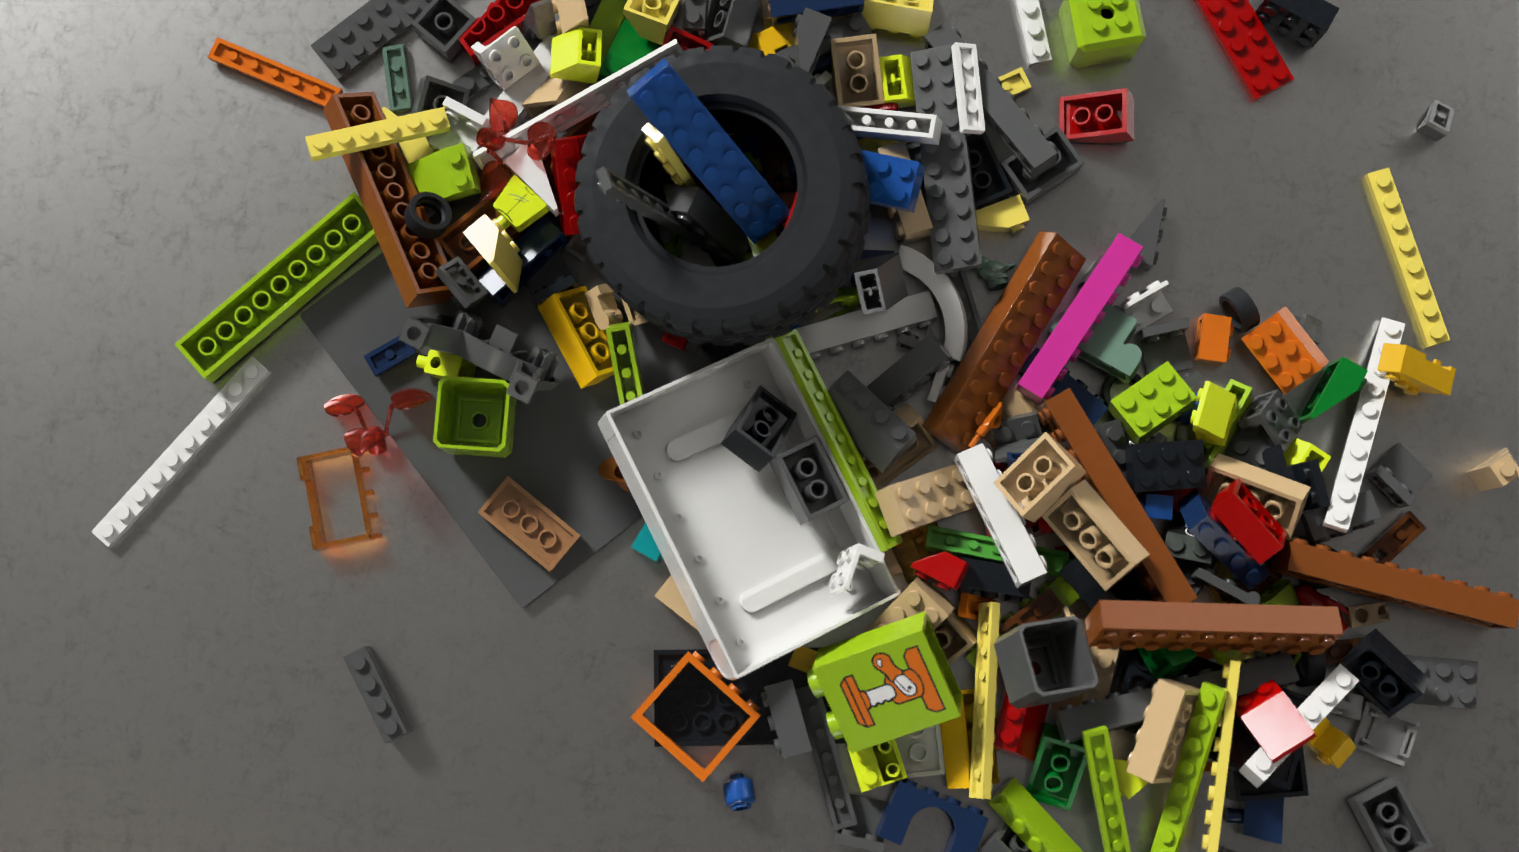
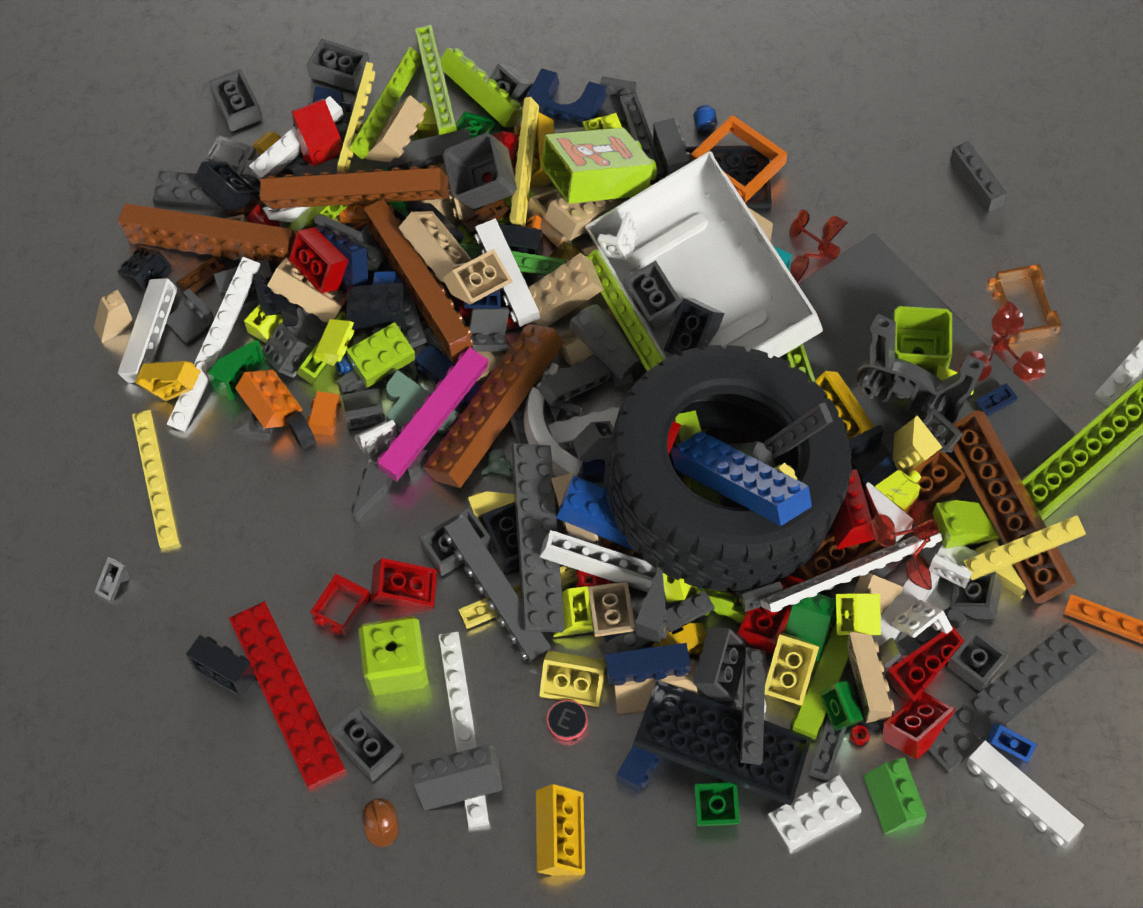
camera: 175 degrees left, 20 degrees down
(397, 78) = (1016, 624): sand green tile -> none
(435, 203) = (989, 483): black tyre -> none
(529, 524) = (872, 283): medium nougat plate -> none
(580, 578) = (826, 247): none -> clear red plant
(943, 567) = (553, 237): red slope -> none
(968, 88) = (516, 586): white plate -> none
(992, 421) = (509, 341): orange hand -> none
(1157, 111) = (351, 589): none -> red window
(1451, 456) = (147, 328): none -> white brick
(1471, 552) = (144, 266): none -> black bracket

